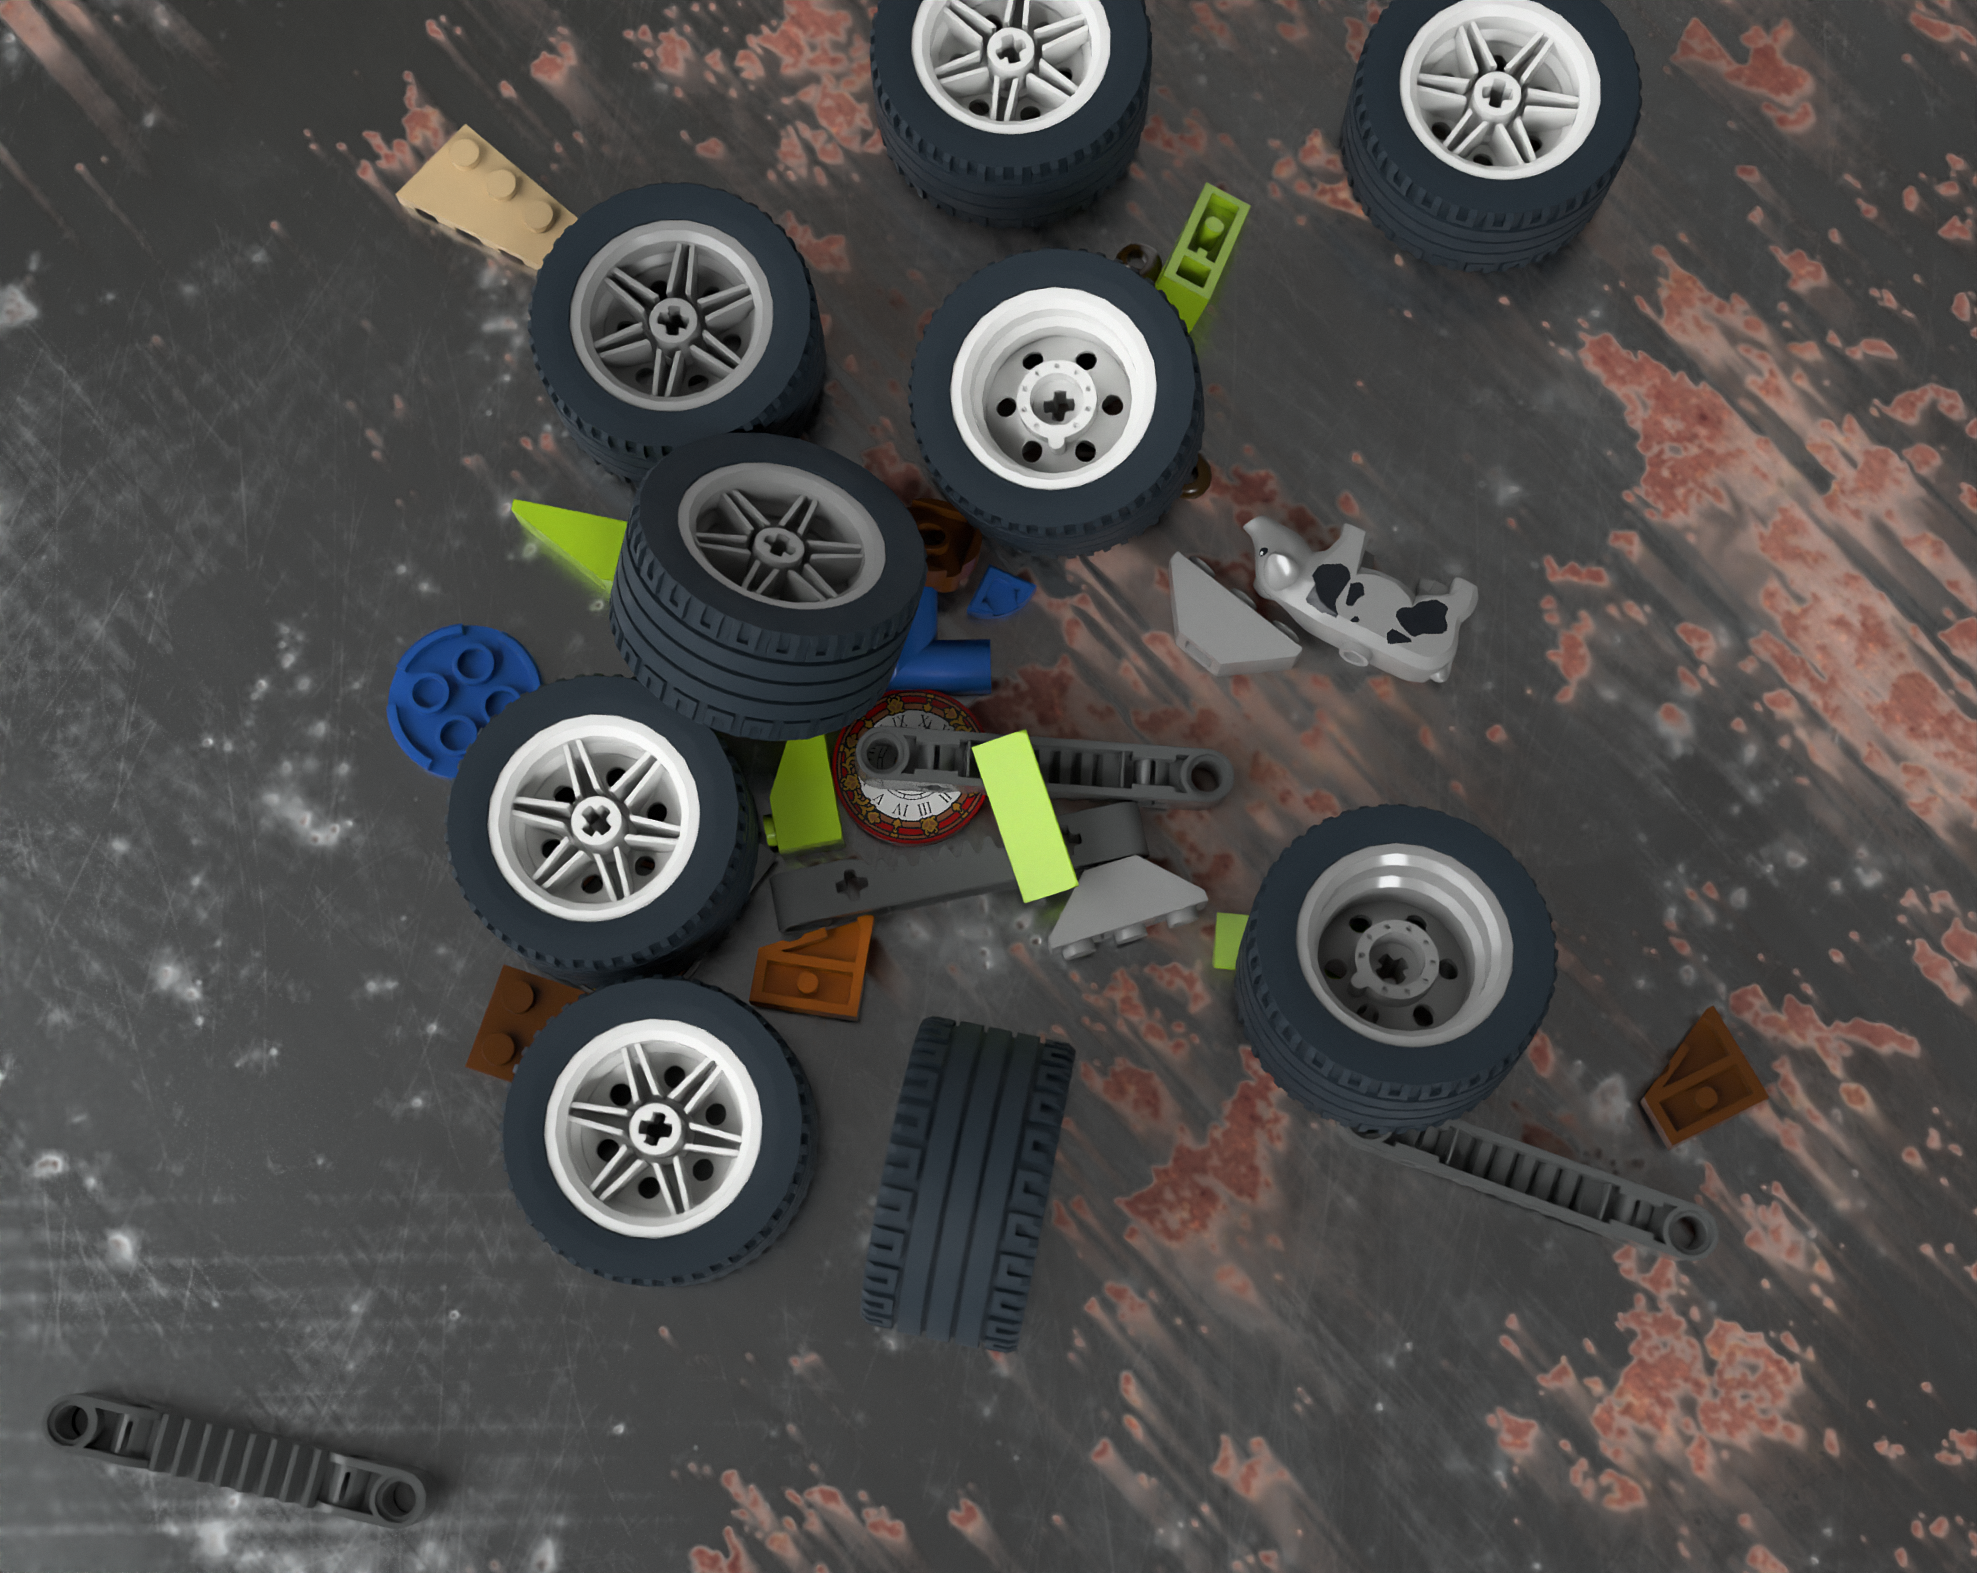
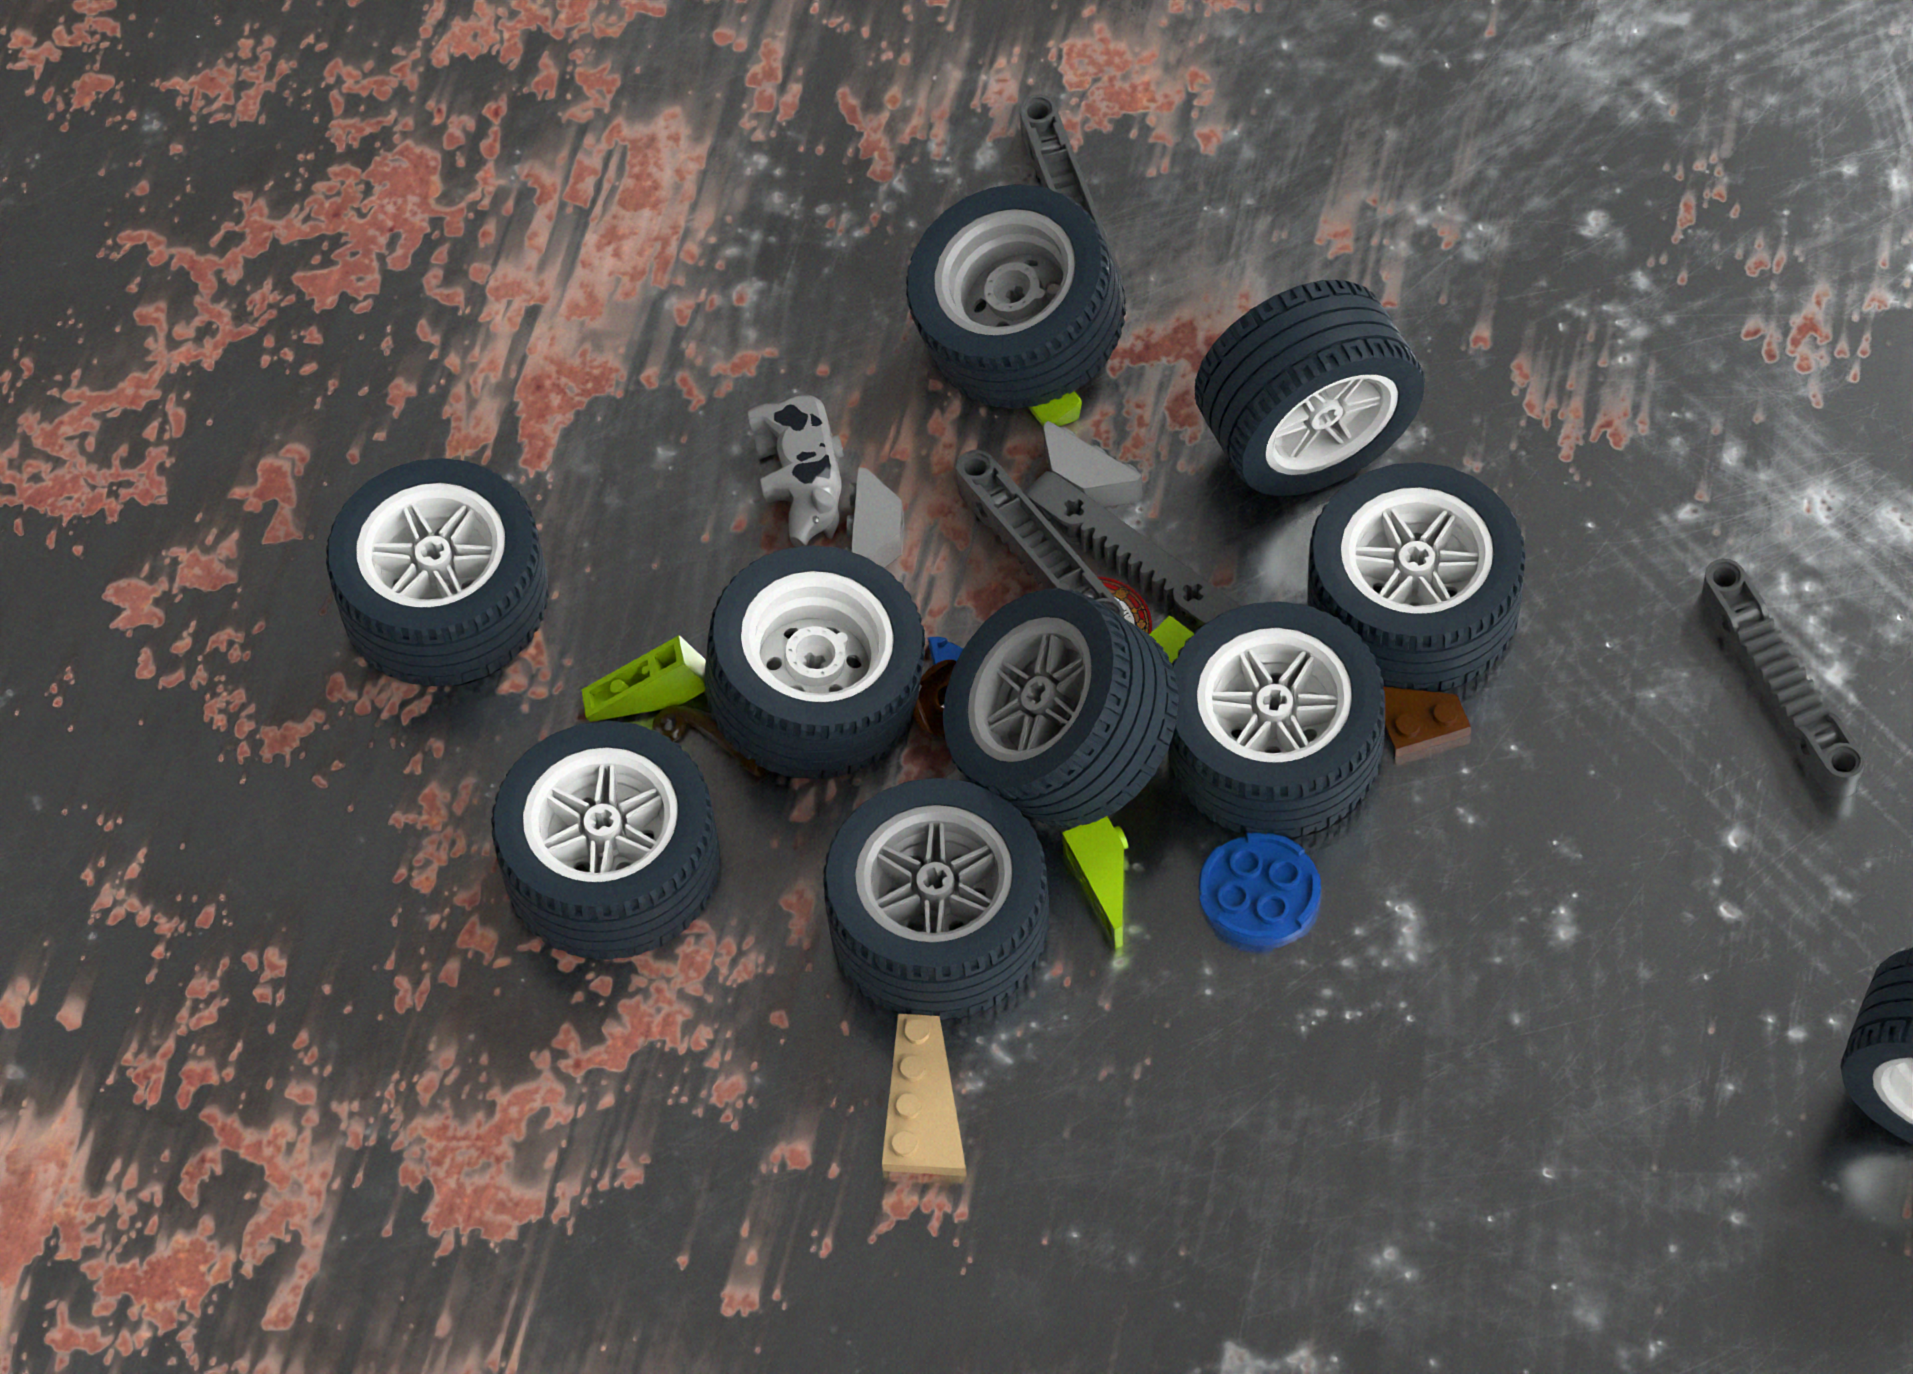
camera: 125 degrees left, 20 degrees down
(816, 973) = (1254, 581): orange wing -> none
(1025, 816) = (1078, 521): lime slope -> none
(1702, 1084) = (948, 159): reddish brown wing -> none

